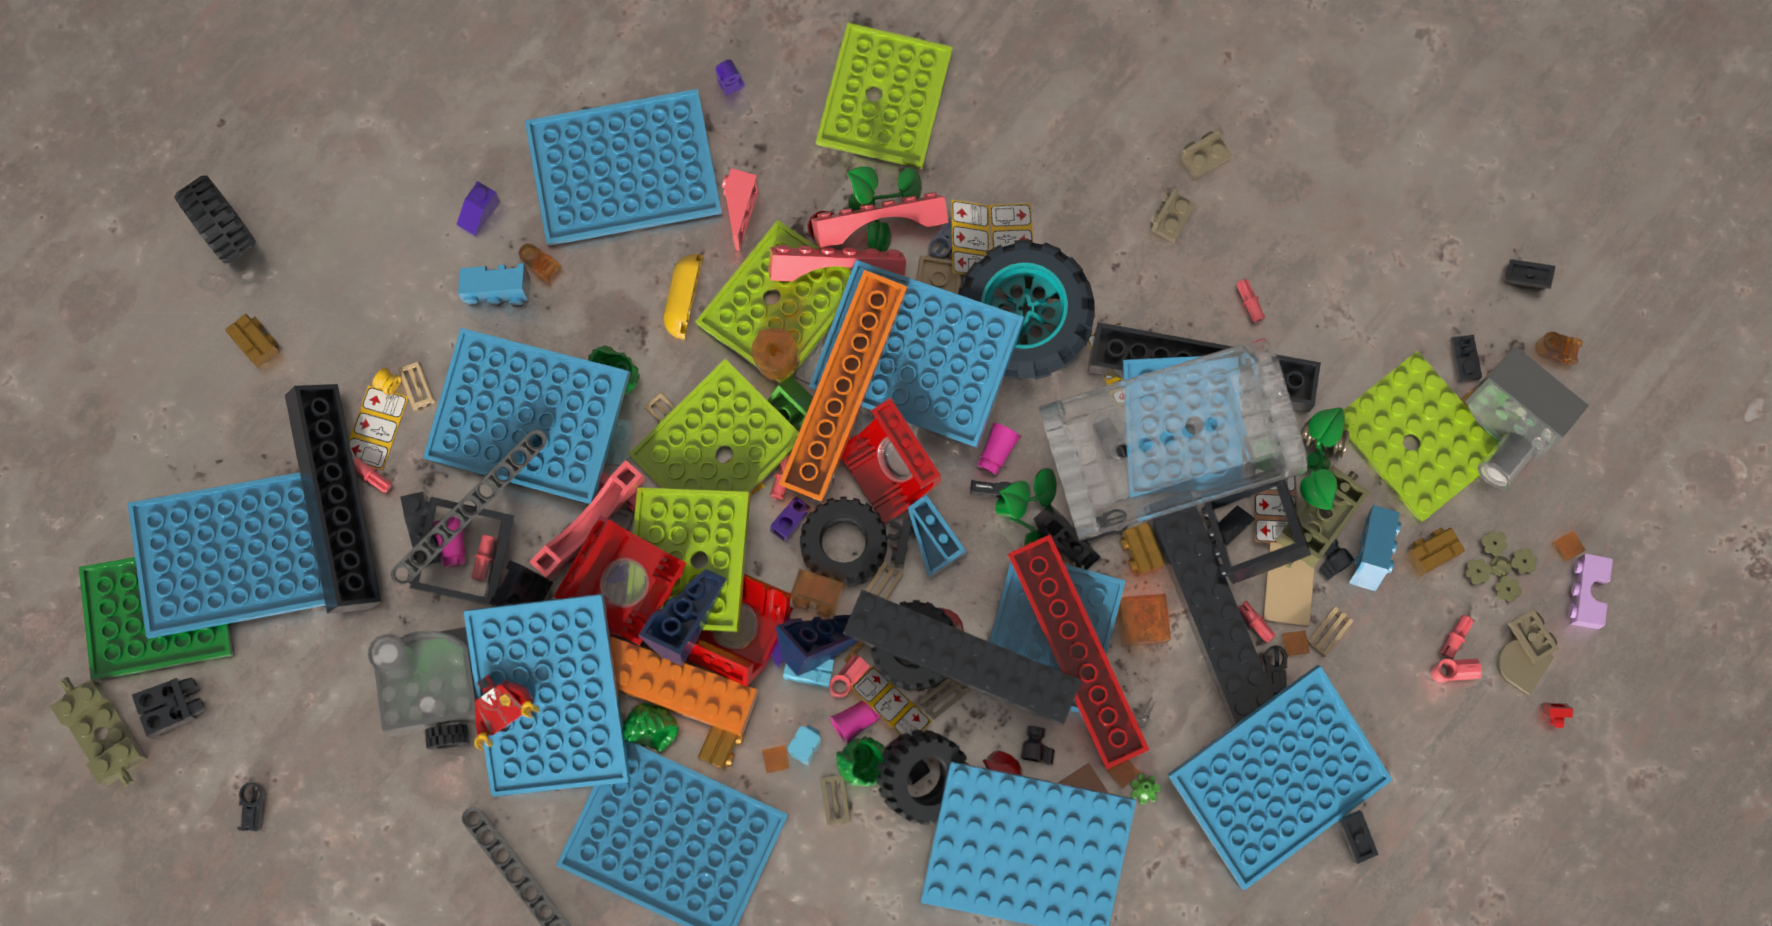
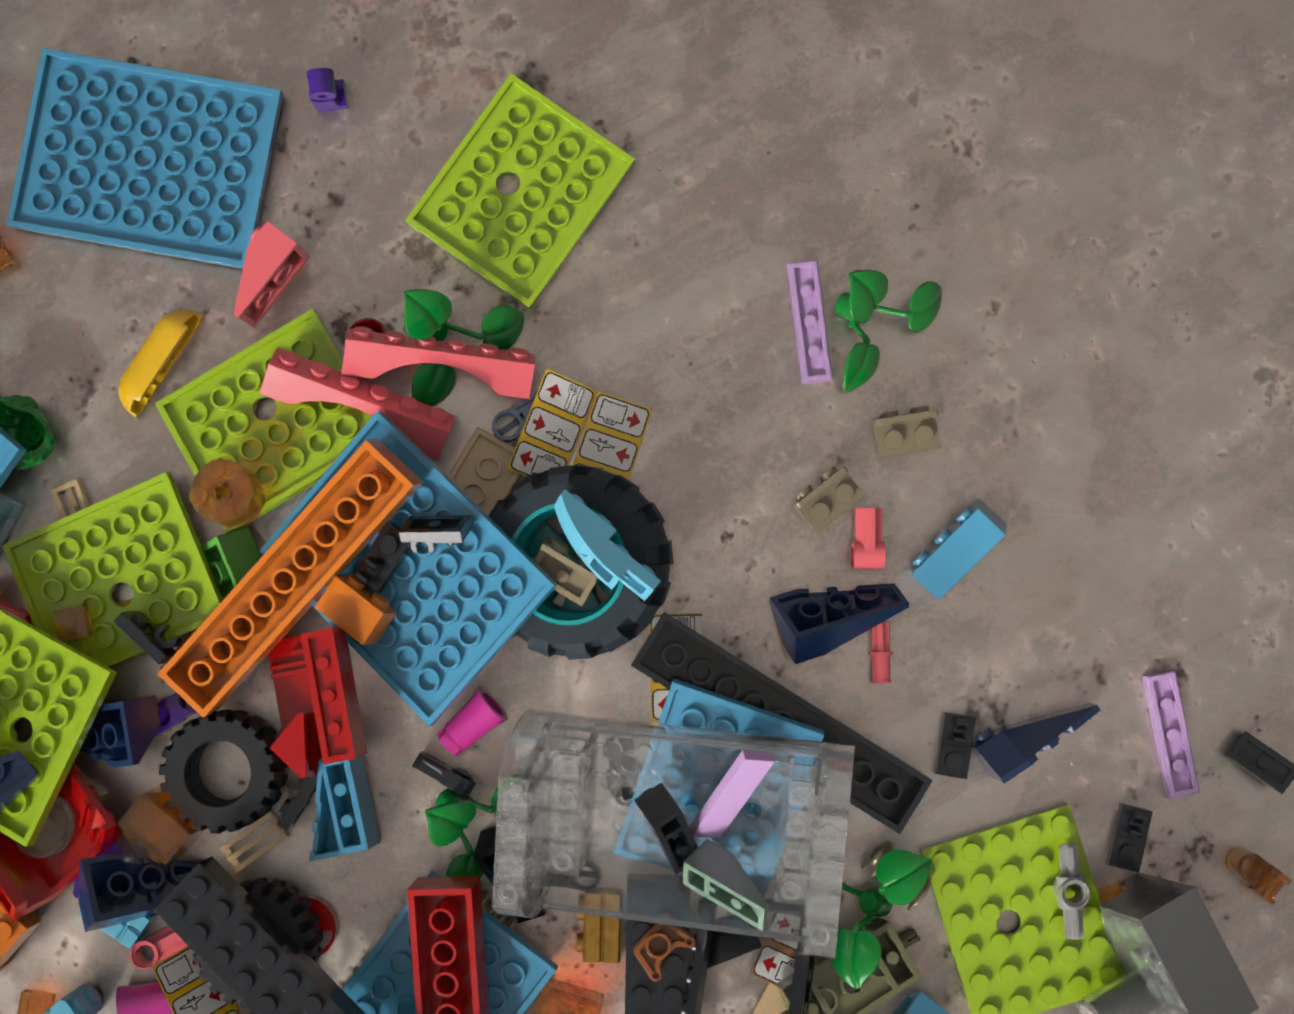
camera: 25 degrees right, 10 degrees up
(700, 481) = (73, 623): none -> clear orange tile
(749, 464) = (152, 641): none -> black plate
(767, 535) = (123, 731): none -> dark blue wedge
(888, 500) = (299, 745): none -> red slope
(900, 349) = (383, 558): none -> black plate
(902, 390) = (356, 609): none -> orange brick
(925, 316) = (435, 530): none -> black plate
(1032, 309) = (567, 570): none -> dark tan bracket
(1038, 280) = (591, 537): none -> medium azure slope
(1111, 109) = (809, 322): none -> lavender tile
(1145, 66) = (867, 291): none -> green plant
(1163, 448) = (667, 825): none -> black slope
(1186, 535) = (657, 944): none -> dark orange piece
(1194, 407) = (731, 793): none -> lavender tile
(1204, 295) = (825, 620): none -> dark blue wedge
(1212, 235) = (868, 549): none -> coral piece
(1216, 469) = (720, 878): none -> sand green slope
(1272, 212) = (959, 548): none -> dark azure wedge
(1325, 342) = (955, 745): none -> black plate
(1363, 324) = (1013, 747): none -> dark blue wedge
(1448, 411) = (1073, 906): none -> light grey axle
(1463, 281) = (1171, 734): none -> lavender tile

